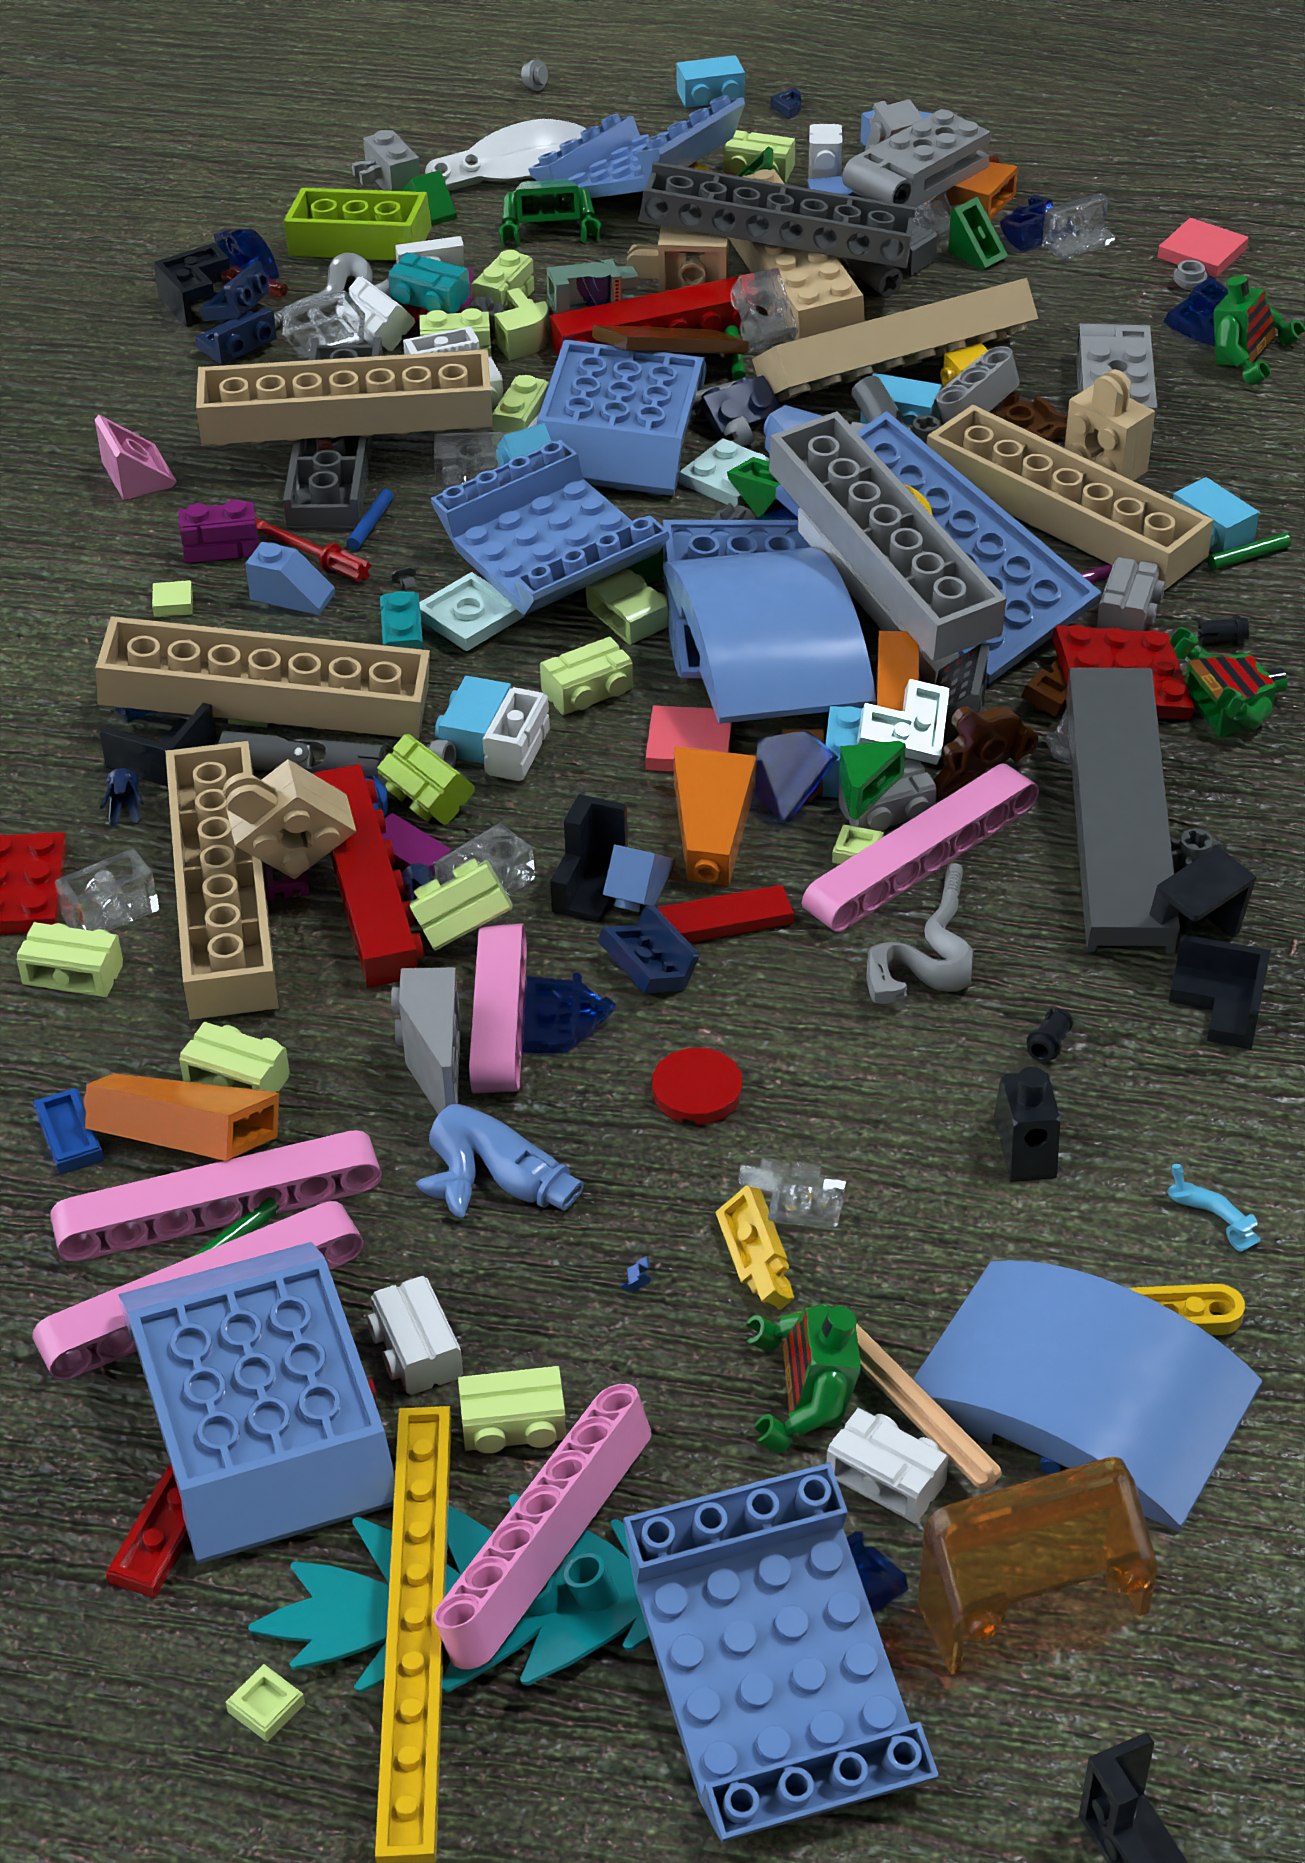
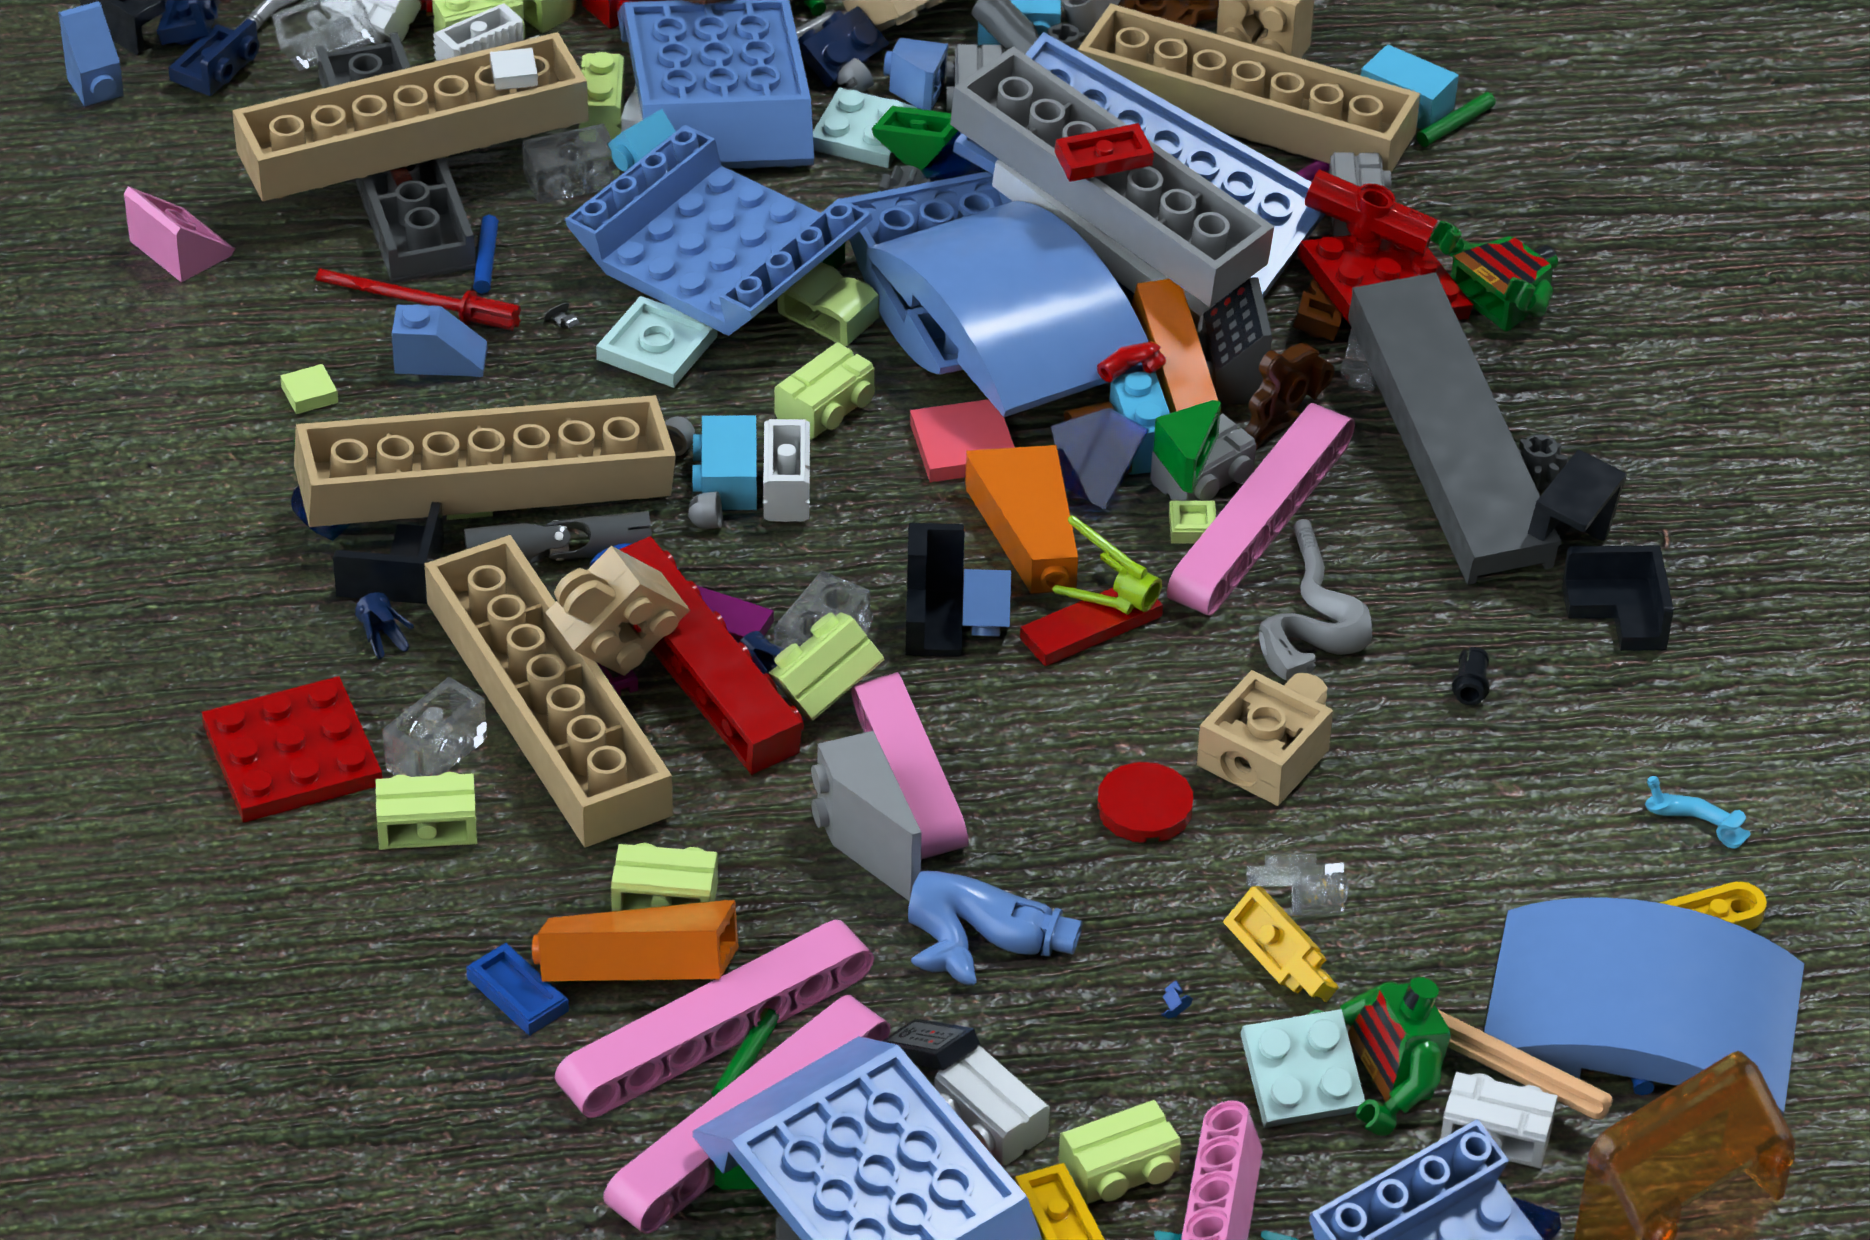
camera: 20 degrees left, 0 degrees up
(136, 315) = (90, 54): none -> medium blue slope
(218, 531) = (328, 301): magenta brick -> none
(386, 1264) = (934, 1043): none -> black tile
(401, 620) = (595, 369): teal brick -> none
(425, 779) = (713, 540): lime brick -> none
(433, 370) = (514, 69): none -> white tile
(442, 687) = (680, 433): none -> light grey hinge
(560, 1013) = (975, 757): clear blue slope -> none
(651, 952) = (1039, 674): dark blue bracket -> none
(720, 1368) = (1302, 1068): none -> light aqua plate
(767, 888) = (1133, 583): none -> lime plant
(829, 1047) = (1267, 734): none -> tan brick
(847, 691) = (1128, 356): none -> red arm
(874, 509) = (1104, 152): none -> red plate
(918, 725) = (1215, 376): light aqua plate -> none
(1022, 1105) = (1494, 768): black torso -> none
(1123, 609) = (1370, 212): none -> red piece
(1224, 630) = (1470, 213): black pin -> none

